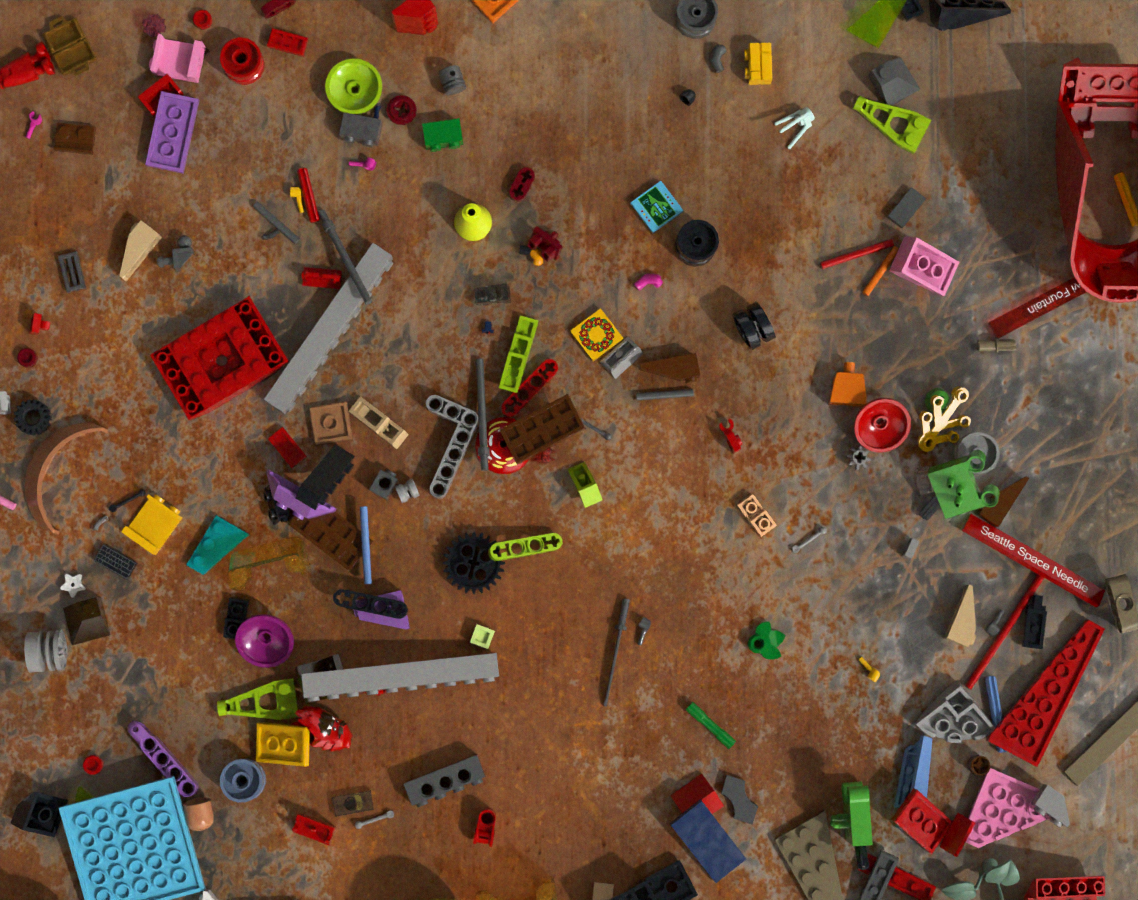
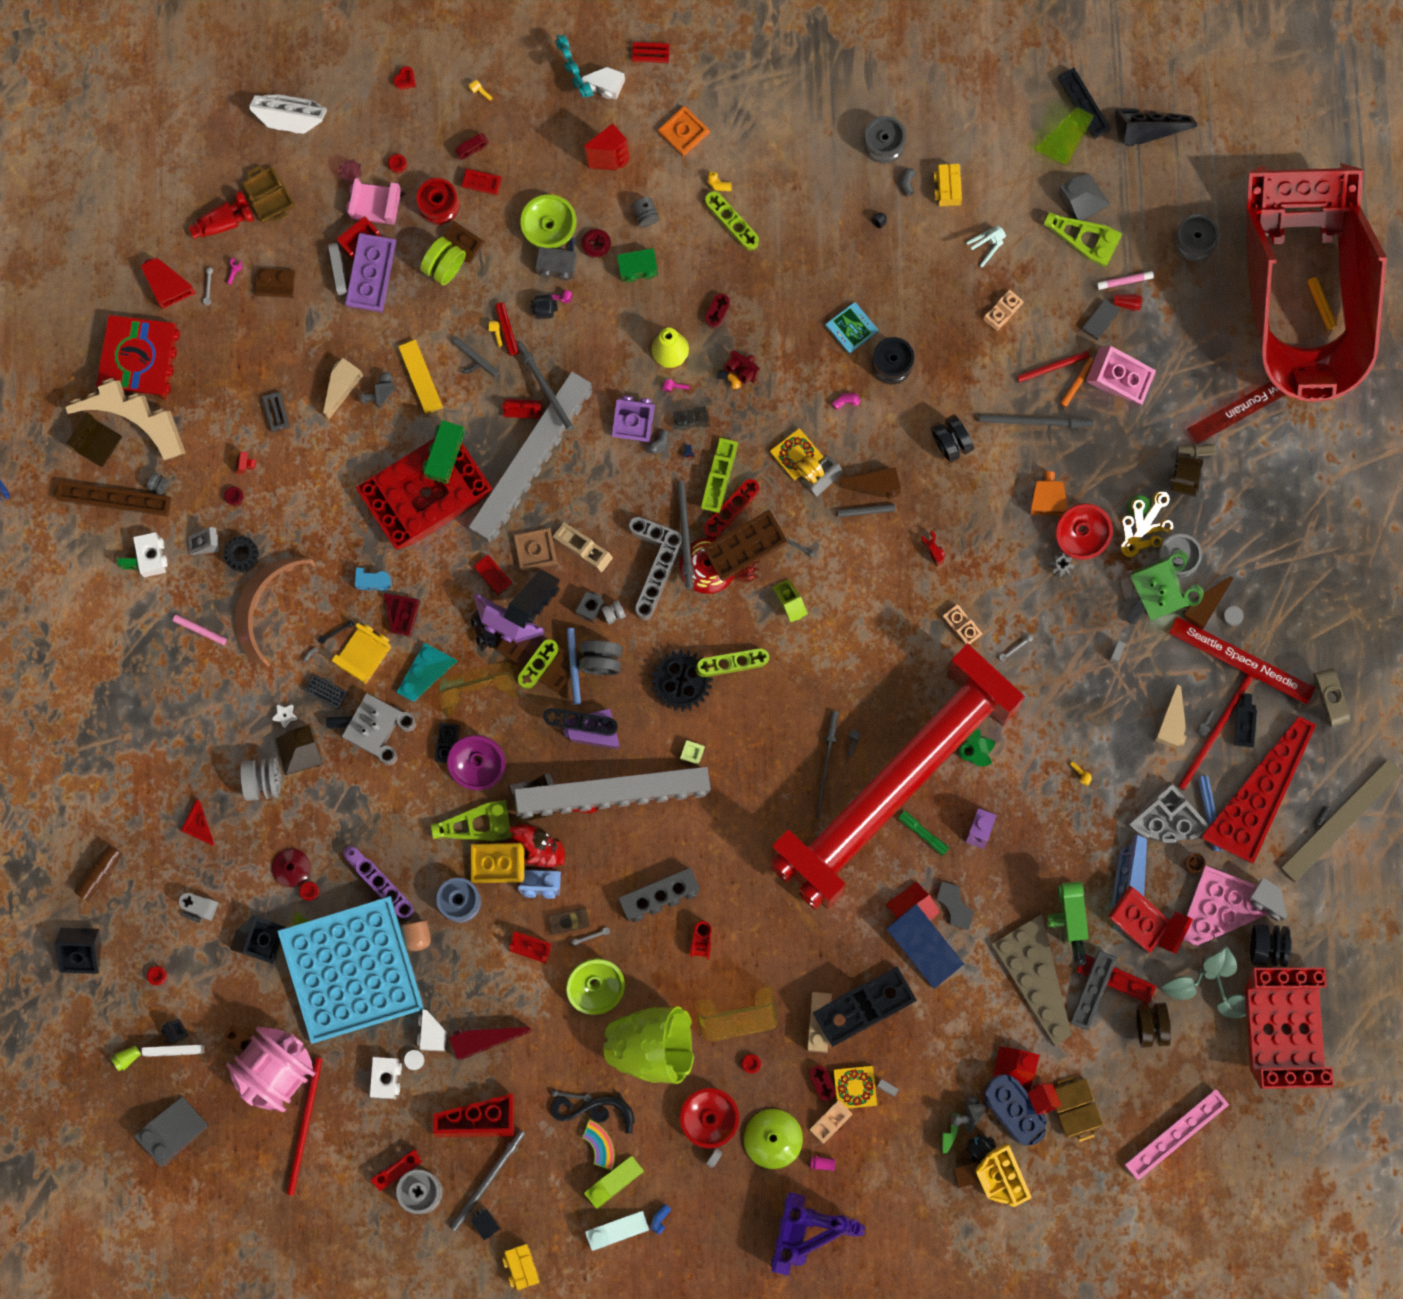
camera: 10 degrees right, 5 degrees down
(5, 155) = (206, 300): none -> light grey hinge
(85, 740) = (298, 874): none -> dark red dish
(138, 126) = (338, 270): none -> light grey beam
(160, 600) = (372, 727): none -> light grey piece
(163, 450) = (369, 581): none -> dark azure leg
(194, 485) = (402, 613): none -> dark red wing
(220, 241) = (420, 377): none -> yellow tile
(240, 322) = (443, 451): none -> green brick
(245, 123) = (442, 261): none -> lime wheel
(265, 104) = (465, 240): none -> reddish brown plate
(324, 556) = (525, 672): none -> lime beam
(326, 764) = (540, 883): none -> light blue bracket
(346, 174) = (543, 306): none -> black head
(379, 880) = (602, 994): none -> lime dish
(393, 536) = (600, 658): none -> dark grey wheel
(433, 292) = (633, 418): none -> medium lavender plate
(459, 320) = (659, 445): none -> dark grey arm
(471, 258) = (669, 384): none -> dark pink hand
(525, 53) = (716, 183): none -> yellow arm
(539, 92) = (732, 220): none -> lime beam
(604, 760) = (816, 867): none -> red piece
(610, 352) = (810, 469): none -> yellow wheel
(768, 722) = (981, 828): none -> medium lavender torso
(809, 194) = (1003, 310): none -> light nougat slope
(874, 312) = (1073, 422): none -> dark grey bar
(932, 168) = (1125, 280): none -> bright pink bar
(935, 190) = (1129, 301): none -> red cone
(988, 371) = (1187, 475): none -> dark brown brick
(1014, 120) = (1196, 237): none -> dark grey wheel
(1026, 515) = (1233, 616): none -> light grey tile
(1051, 851) = (1273, 945): none -> black wheel
(1107, 719) = (1322, 816): none -> dark grey piece

